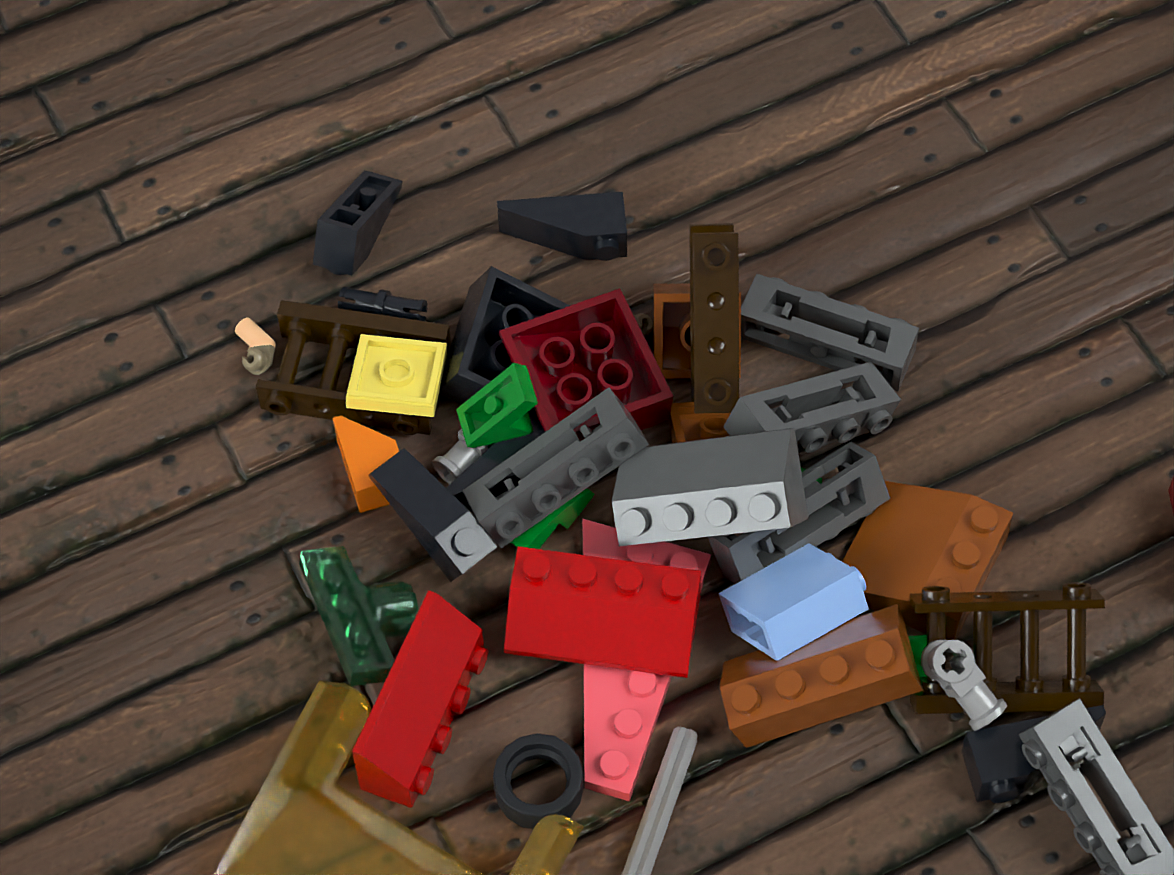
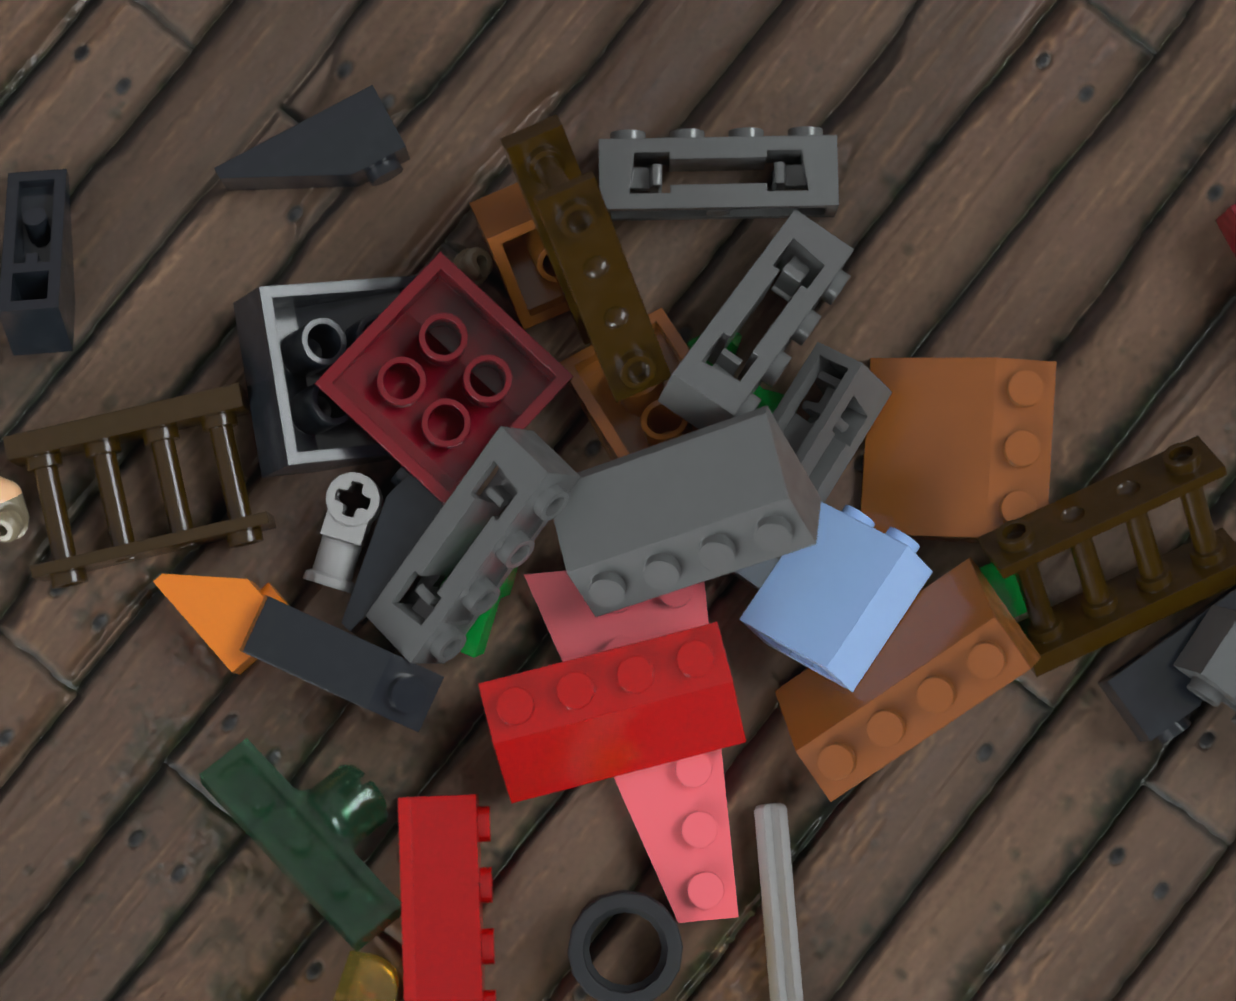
camera: 25 degrees left, 25 degrees up
(382, 303) = (132, 376): black pin -> none
(396, 375) = (206, 488): light yellow plate -> none
(499, 409) = (363, 495): green slope -> none
(962, 681) = (1078, 627): light grey connector -> none

